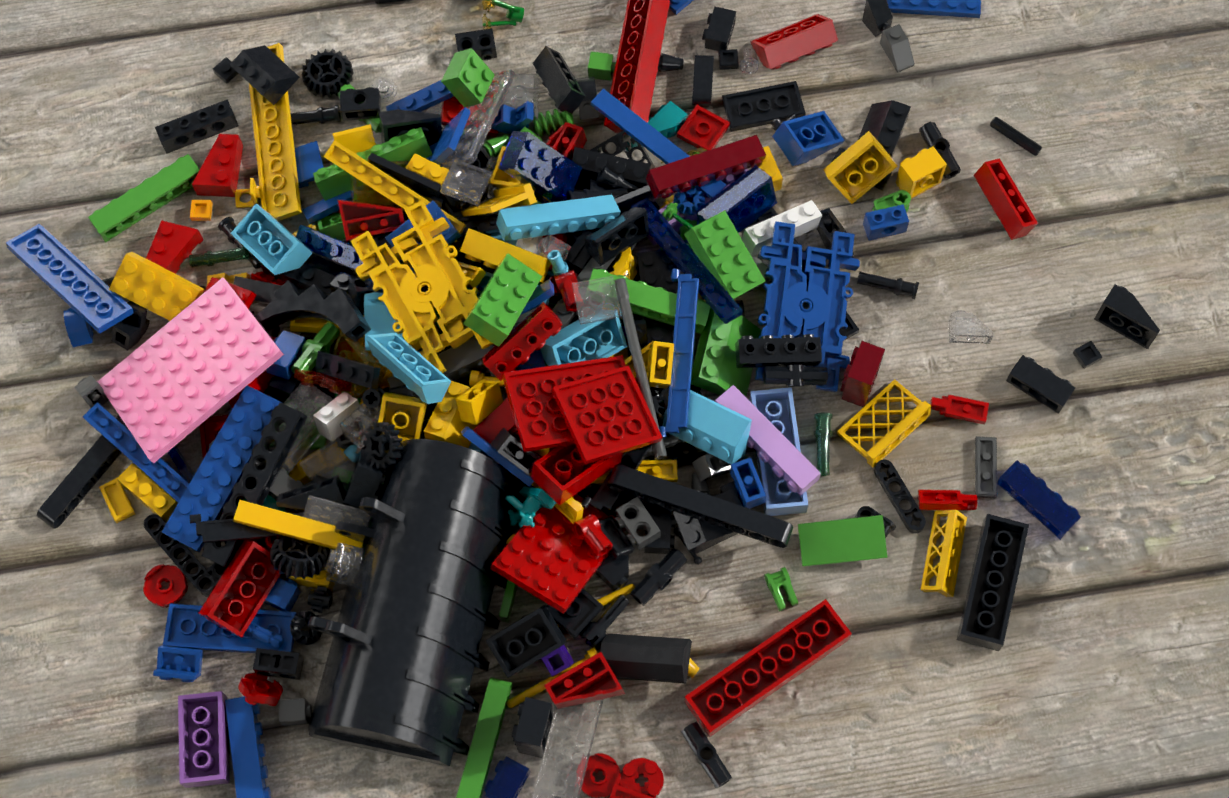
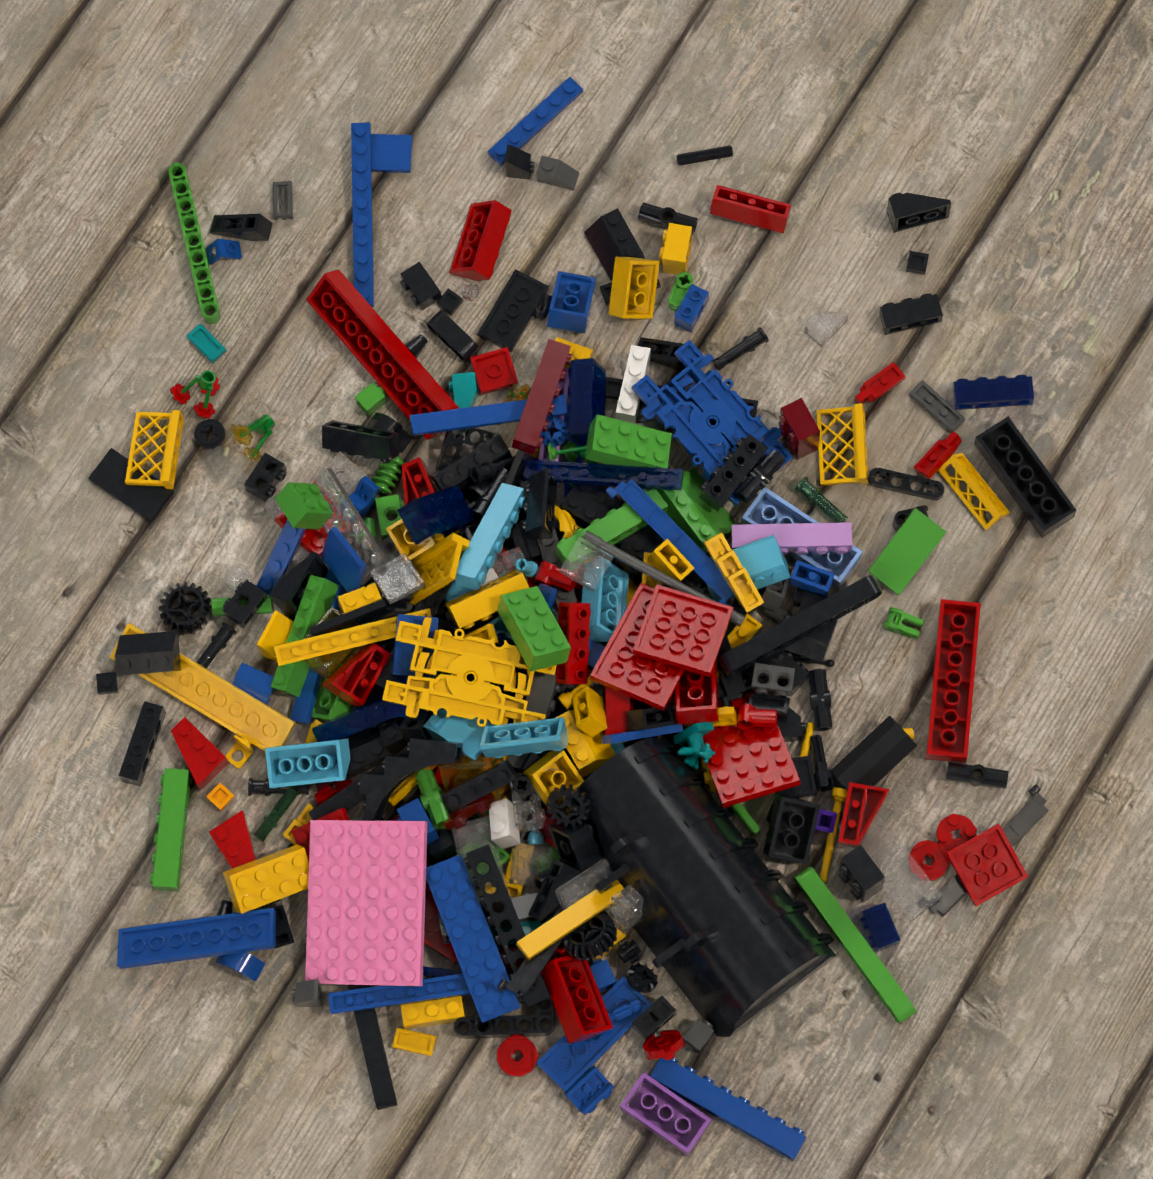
camera: 45 degrees left, 5 degrees up
(692, 415) = (733, 572): none -> yellow slope

